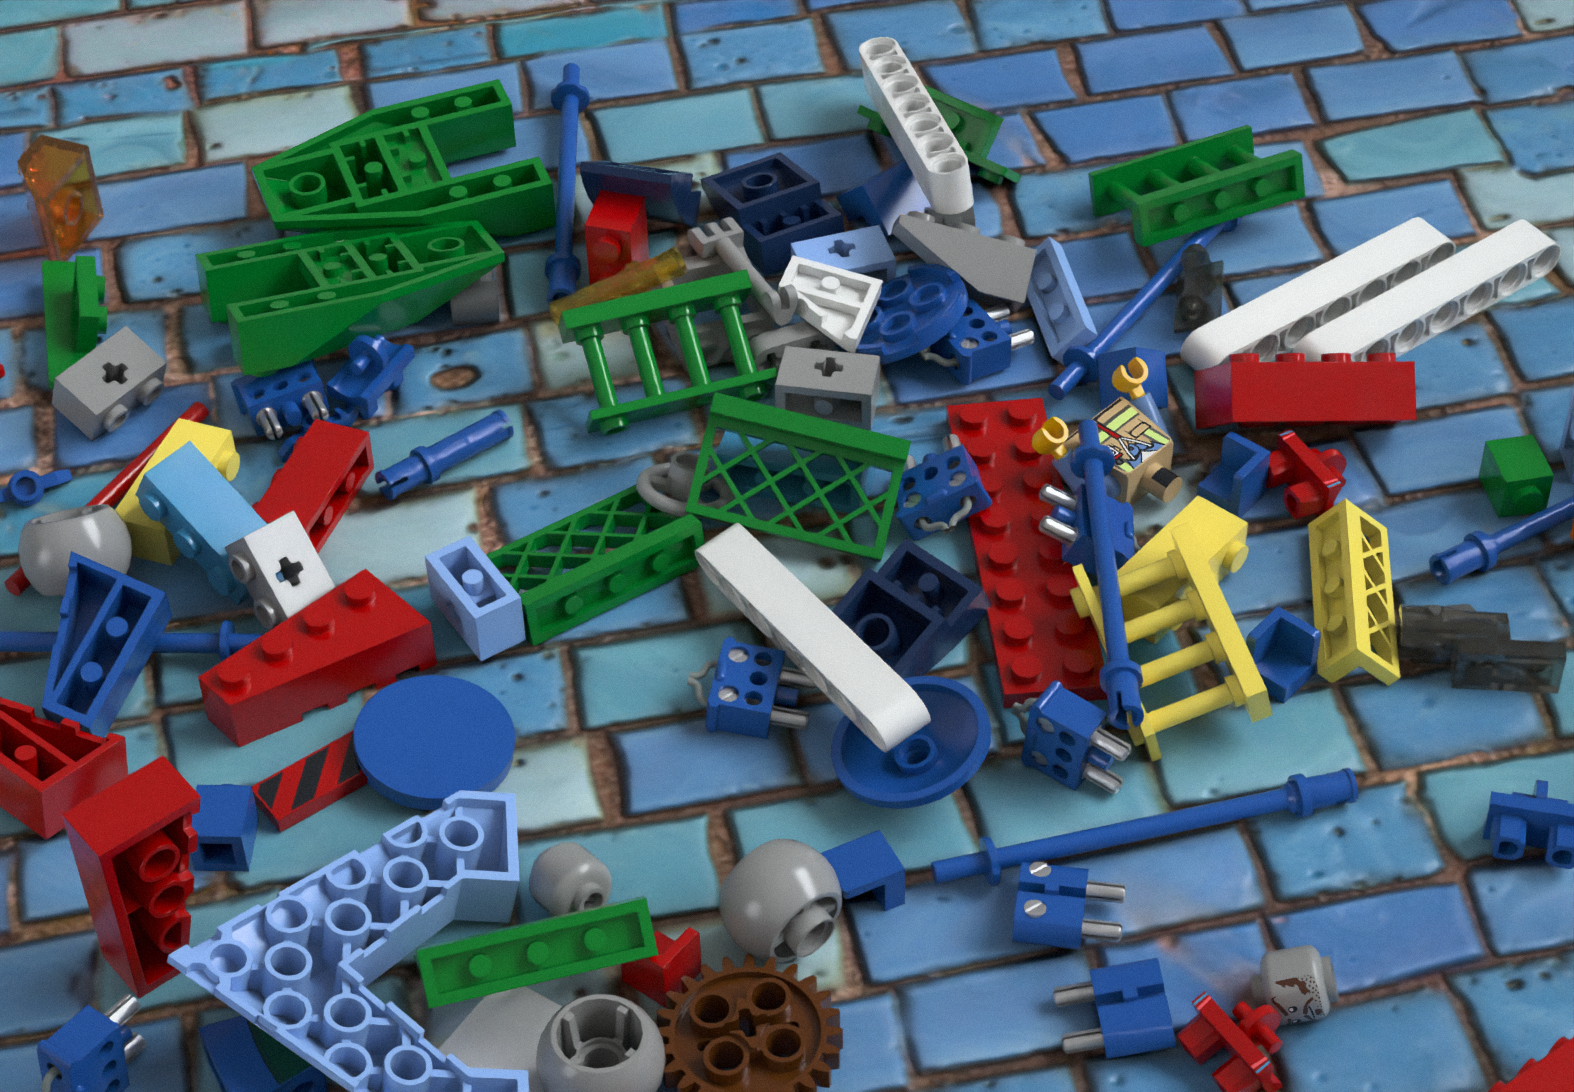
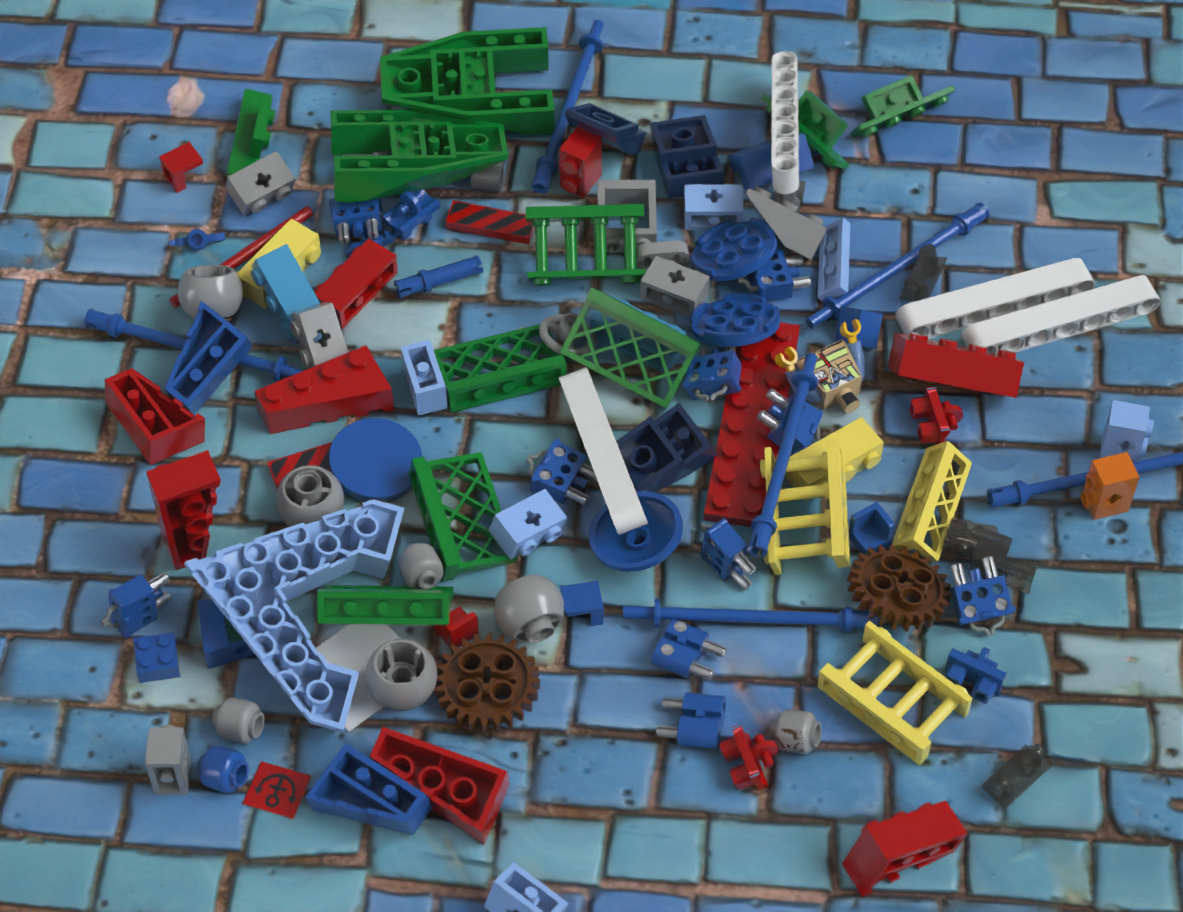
camera: 15 degrees right, 10 degrees up
(60, 194) = (265, 48): clear orange slope -> none
(225, 828) = (245, 483): blue brick -> none
(339, 813) = (315, 493): none -> light grey wheel
(500, 364) = (489, 222): none -> red tile
(567, 799) = (434, 512): none -> green fence
(633, 280) = (580, 189): clear yellow pin -> none
(725, 242) = (659, 228): light grey hinge -> none
(727, 775) = (528, 524): none -> light blue brick
(833, 299) = (693, 230): white wing -> none
(945, 408) = (735, 320): none -> blue tile
(1056, 80) = (896, 101): none -> green bracket
(1196, 185) = (954, 215): green fence -> none
(1239, 477) = (893, 410): blue panel -> none
(1362, 727) = (899, 587): none -> reddish brown gear
(1411, 926) = (885, 720): none -> light yellow fence
(1496, 710) = (978, 608): none -> blue piece
(1515, 476) = (1062, 449): green brick -> none

